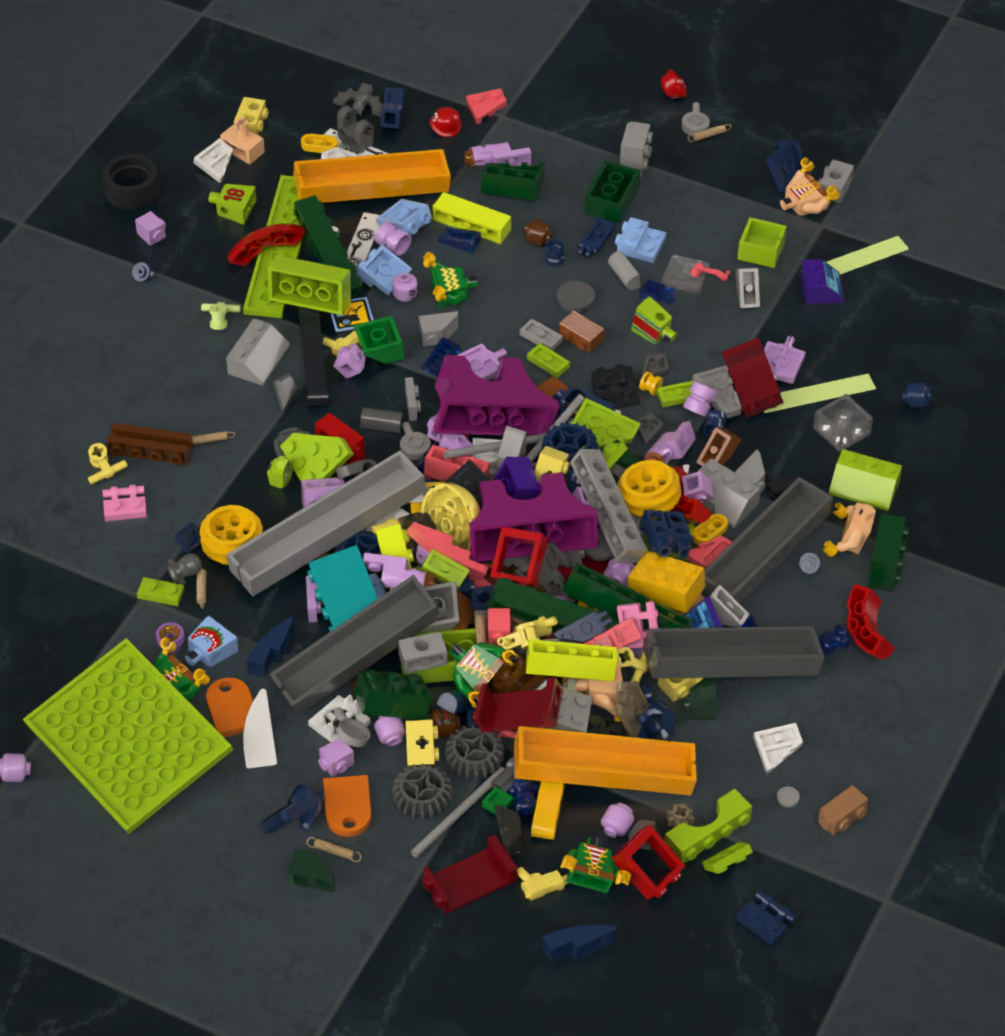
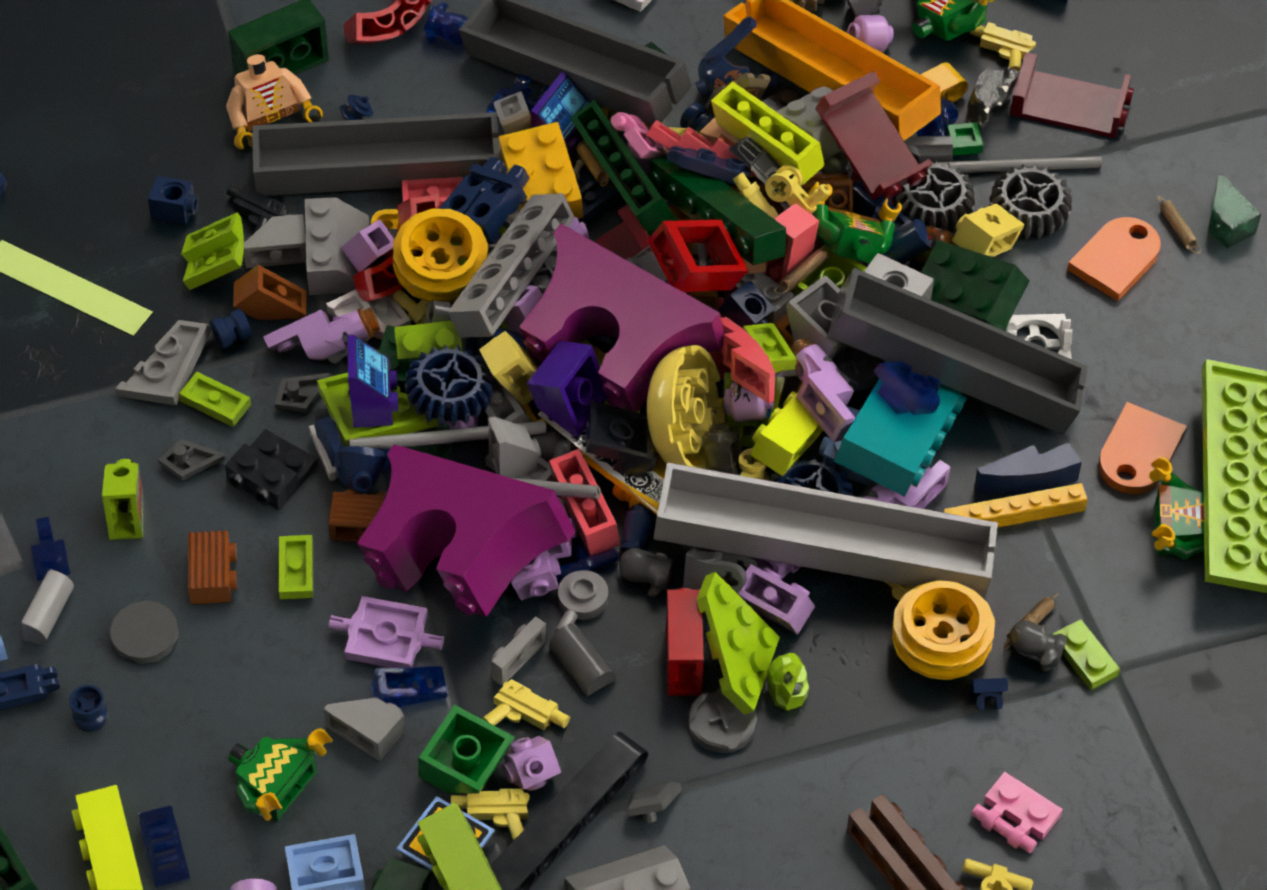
camera: 135 degrees left, 5 degrees up
(173, 632) = (1138, 569): piece -> none
(206, 438) = (817, 819): tan piece -> none
(210, 643) = (1096, 531): light blue torso -> none
(258, 734) = (1141, 392): white sticker -> none
(260, 628) = (1026, 506): none -> yellow piece
(302, 805) = (1171, 266): dark blue piece -> none
(336, 757) = (1085, 300): lavender brick -> none
(350, 730) = (1043, 301): light grey piece -> none
(351, 599) = (907, 390): none -> clear blue plate
(385, 385) = (519, 703): none -> light yellow piece
(405, 287) = (333, 816): lavender head -> none
(538, 232) = (67, 756): reddish brown head -> none
(541, 334) = (259, 608): light grey plate -> none
(603, 414) = (370, 385): none -> dark purple slope
(650, 383) = (227, 434): yellow wheel -> none
(700, 398) = (212, 355): lavender wheel -> none
(752, 377) = (122, 334): dark red panel -> none
(769, 445) = (213, 251): none -> lime slope
(784, 360) = (55, 342): lavender plate -> none
(825, 454) = (172, 200): none -> dark blue brick
(842, 422) = (108, 209): clear brick -> none
(865, 479) = (176, 141): lime slope -> none

